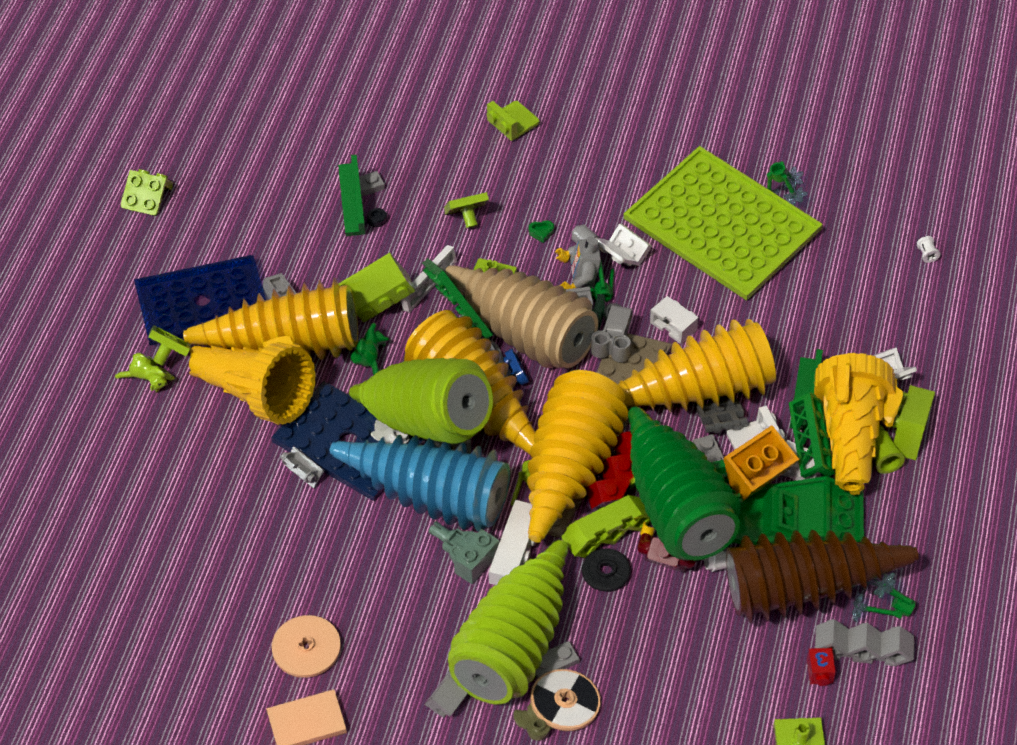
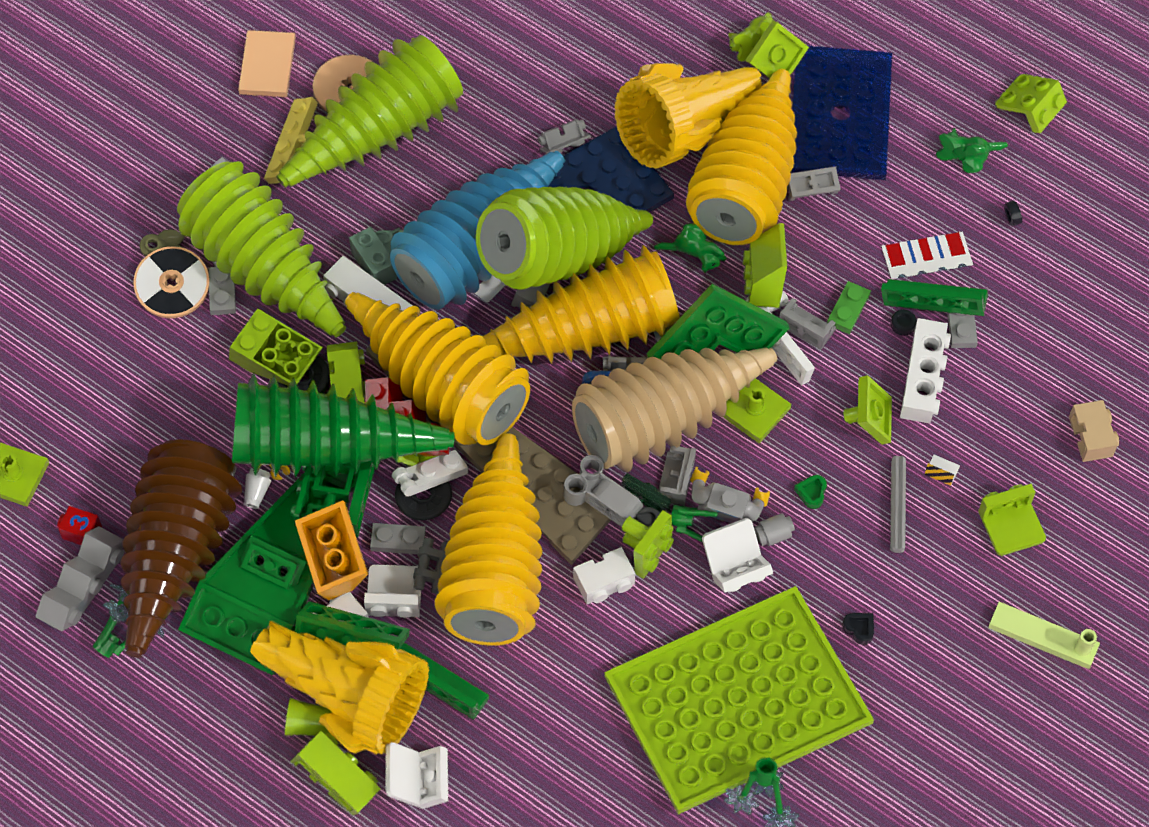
camera: 110 degrees right, 10 degrees up
(209, 212) = (970, 150): none -> green animal
(255, 177) = (1013, 213): none -> black tile
(310, 221) = (927, 255): none -> sticker
(339, 588) = (378, 109): none -> lime cone
(374, 250) = (849, 307): none -> bright green plate
(383, 663) = (291, 136): none -> light yellow plate
(410, 261) = (807, 325): none -> light grey hinge
(415, 191) = (918, 406): none -> white brick
(420, 94) = (1095, 430): none -> tan brick
(487, 169) = (942, 470): none -> sticker
(528, 181) = (898, 504): none -> light grey axle
(586, 84) = (1045, 635): none -> yellowish green piece
(597, 592) = (273, 349): none -> lime slope
(631, 178) = (860, 626): none -> black tile
(638, 294) = (648, 541): none -> lime plate

